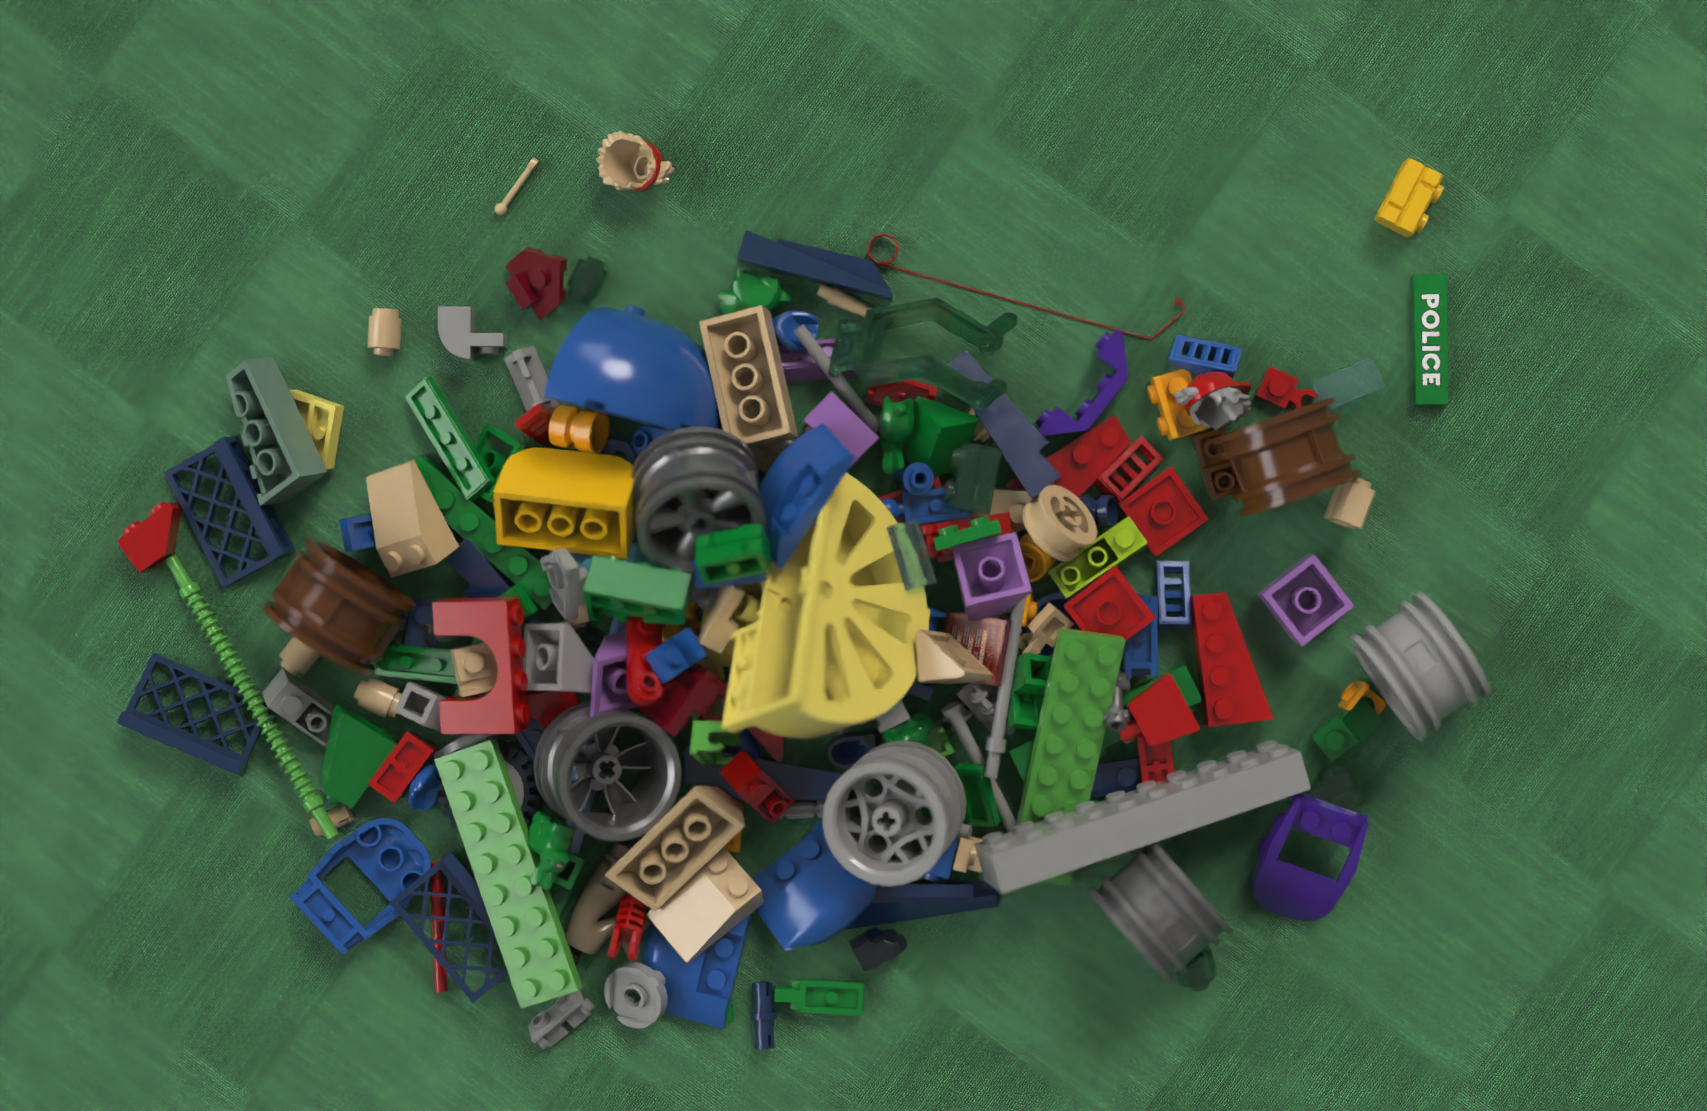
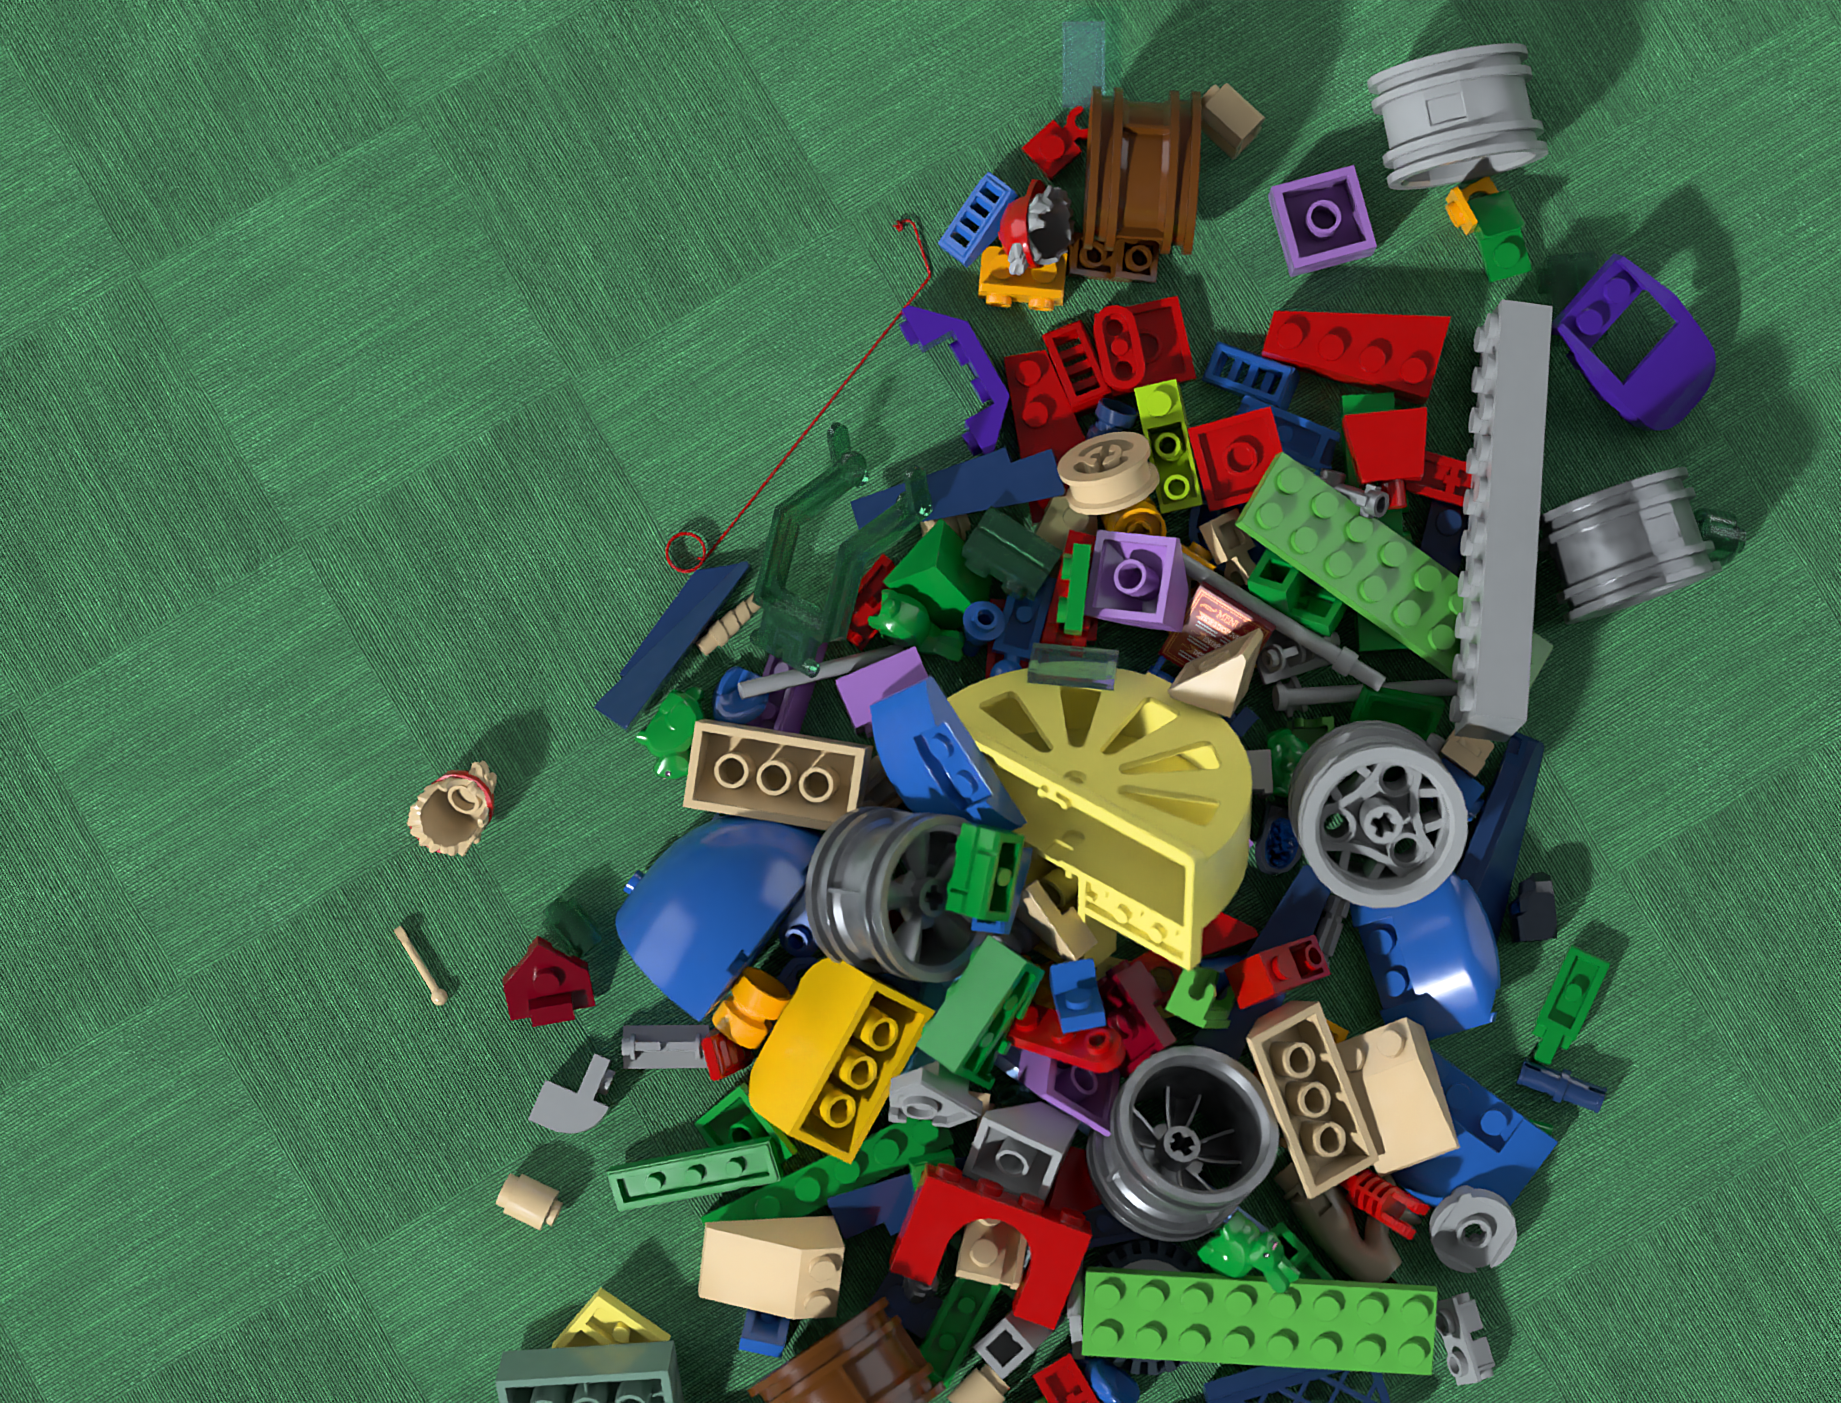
camera: 75 degrees left, 5 degrees down
(1153, 494) = (1119, 349): none -> red plate

